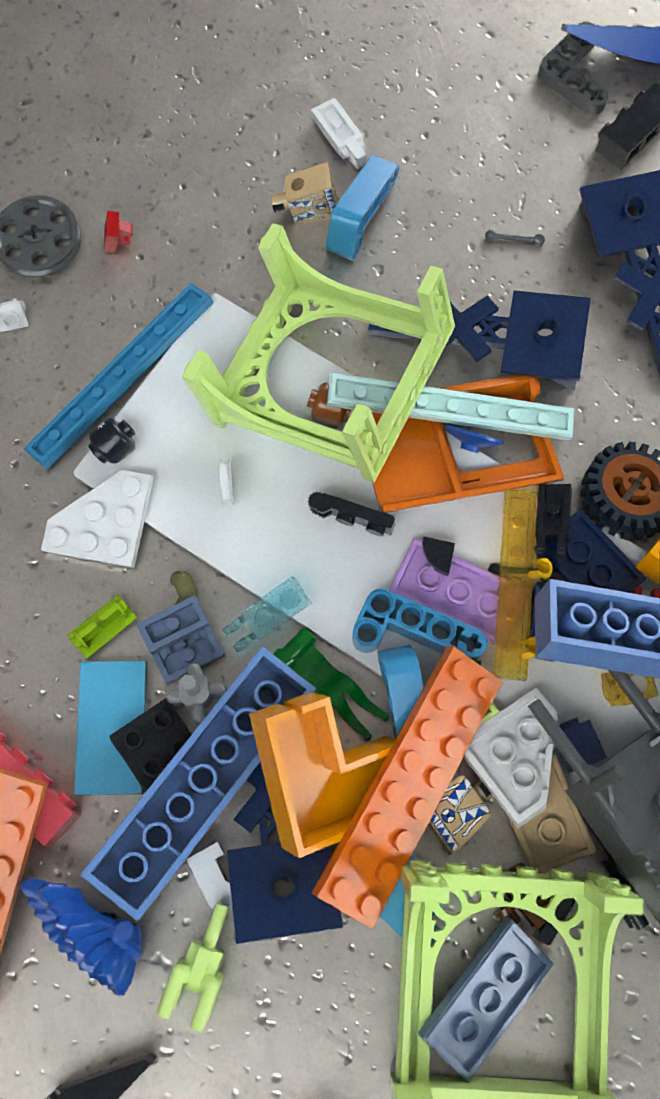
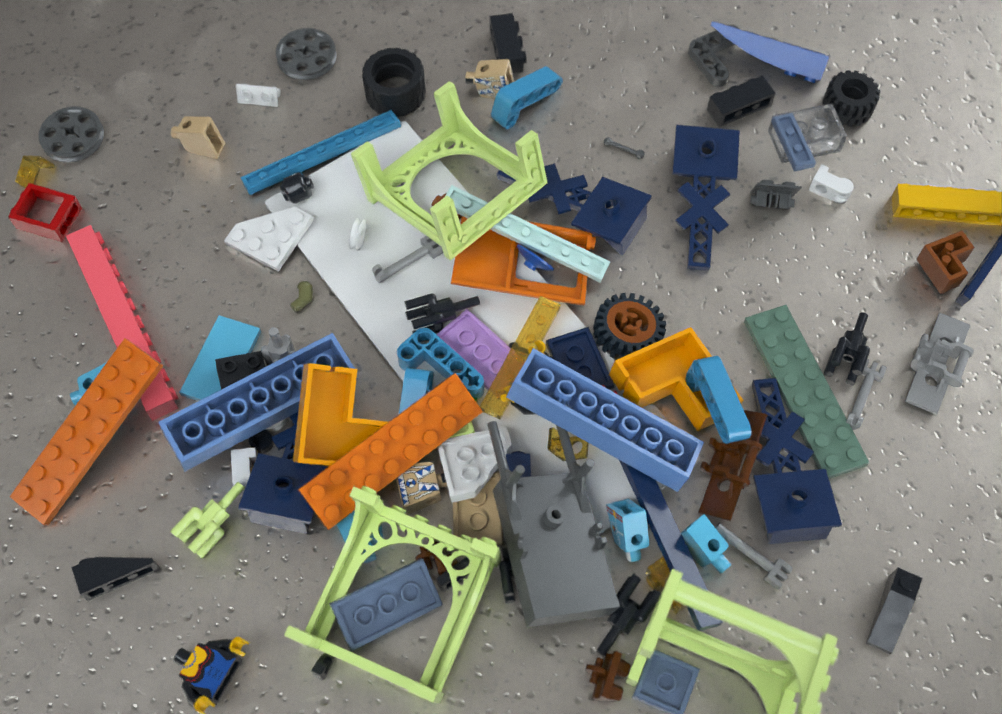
camera: 20 degrees right, 10 degrees down
(90, 938) = (150, 473): blue piece -> none
(102, 626) = (242, 299): lime hinge -> none
(116, 232) = (355, 65): red tile -> none
(177, 212) = (388, 64): none -> black tyre
(179, 639) = (291, 318): sand blue slope -> none
(221, 827) = (261, 441): none -> black tile
(269, 612) = (352, 322): clear light blue hinge -> none
(280, 527) = (429, 247): none -> light grey hinge
(302, 133) = (506, 41): none -> black brick
(314, 668) = (370, 377): green flag -> none
(340, 132) = (533, 46): white hinge -> none
(350, 513) = (431, 279): black hinge -> none
(378, 558) = (436, 311): none -> black plant
(438, 554) = (477, 322): black tile -> none
(553, 519) = (564, 326): black hinge -> none

